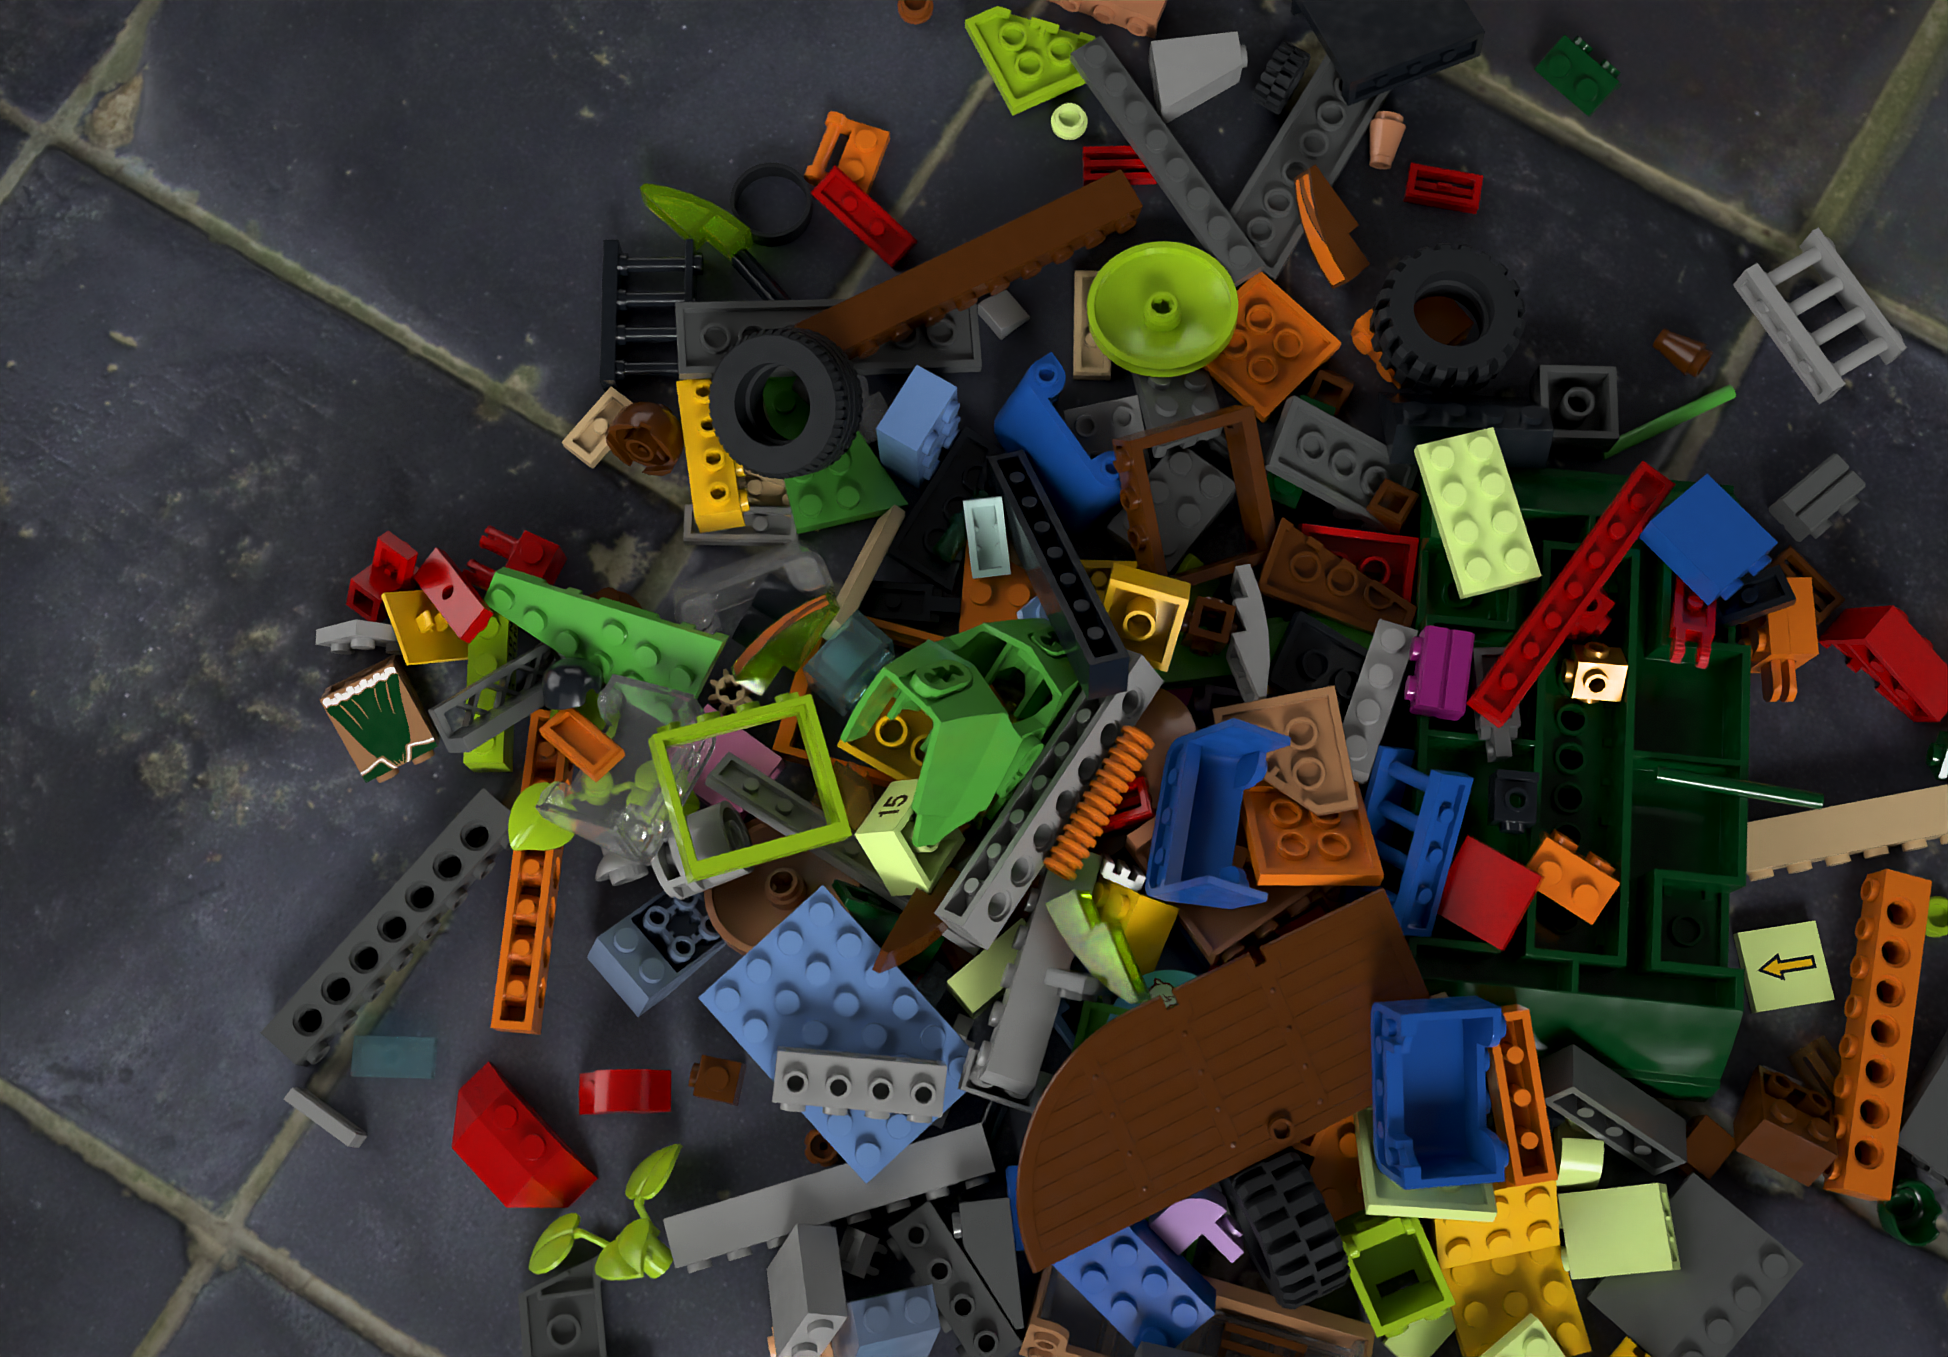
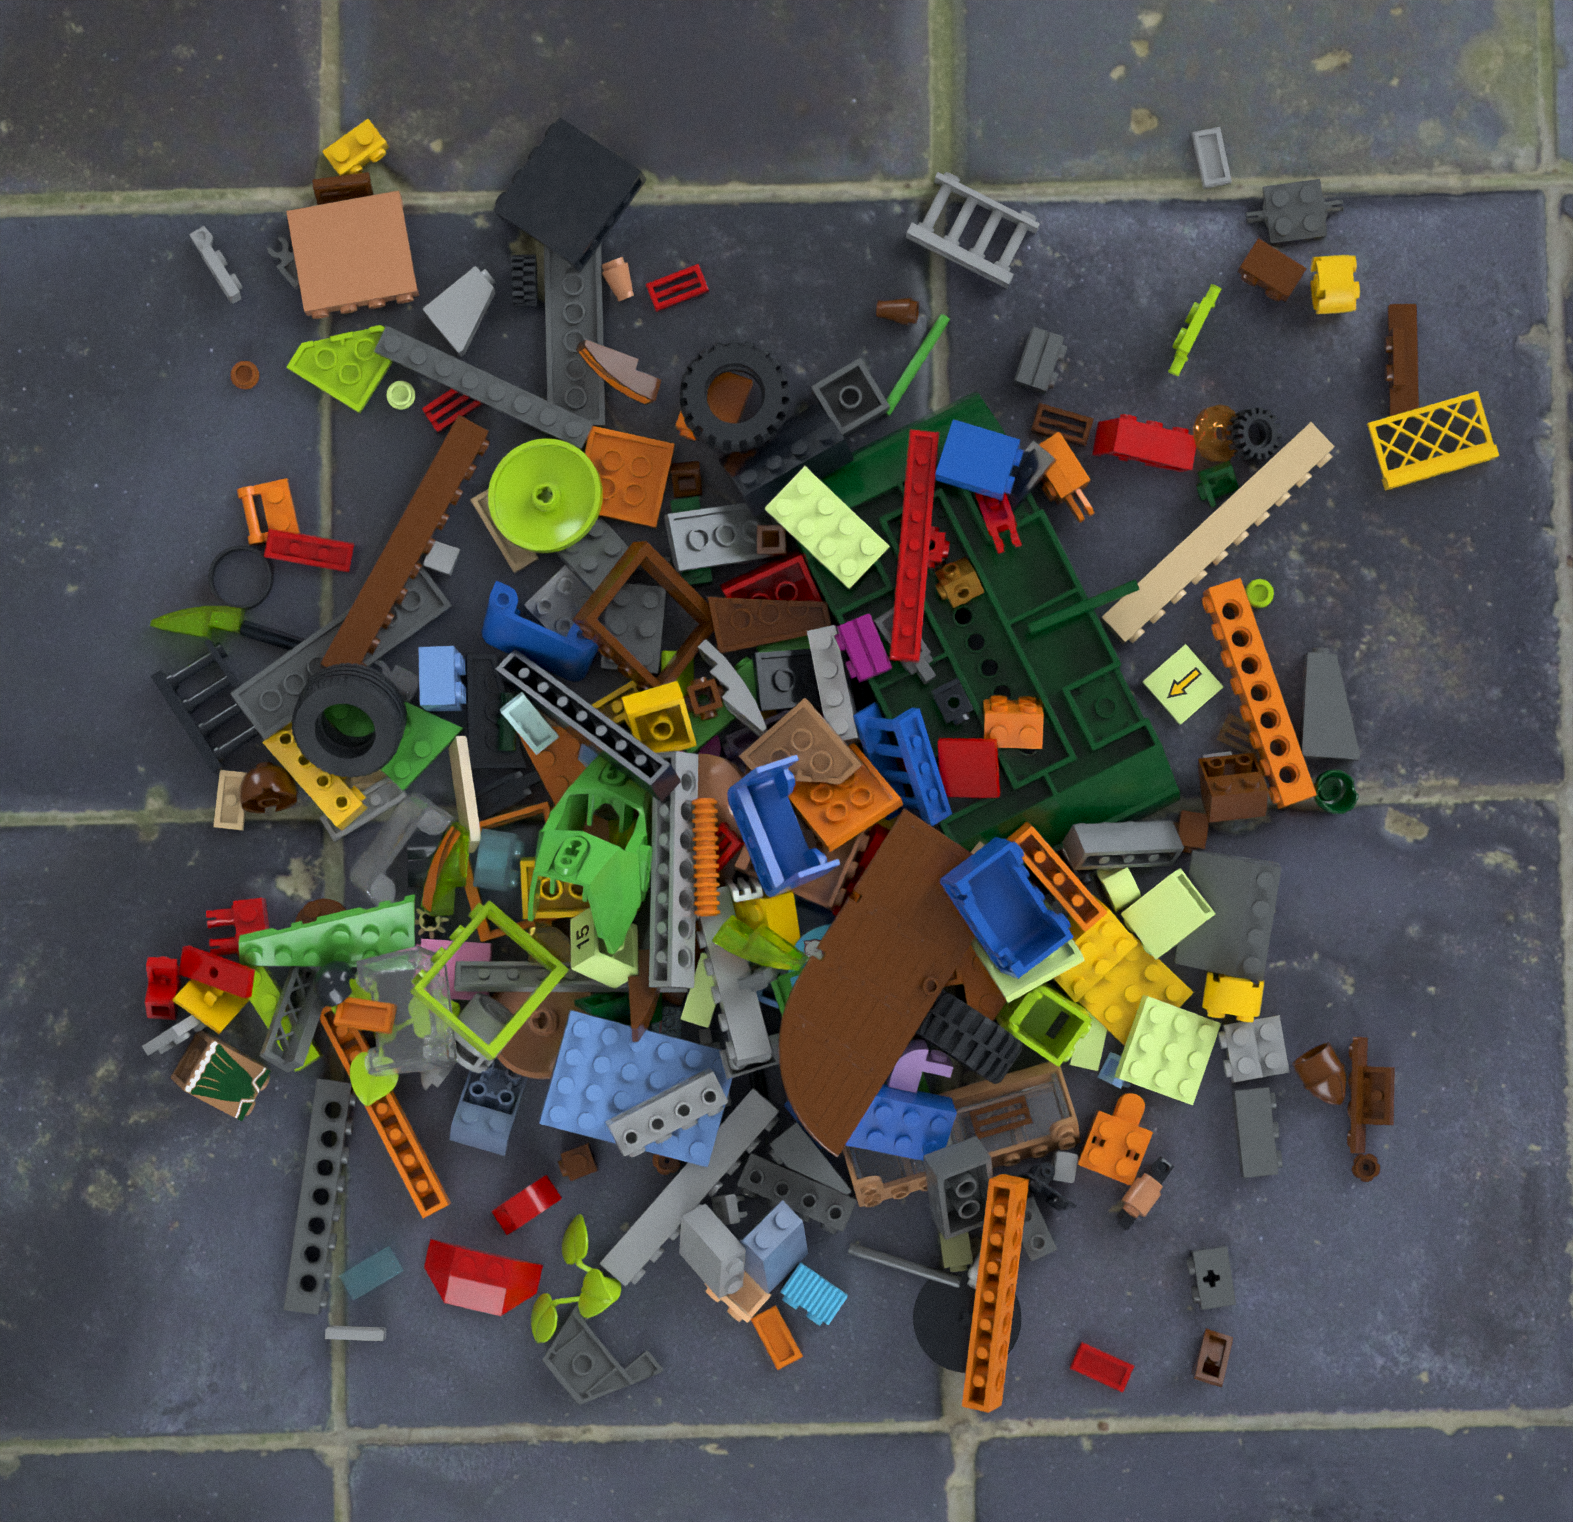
camera: 30 degrees left, 10 degrees up
(1579, 75) = (720, 148): dark green bracket -> none

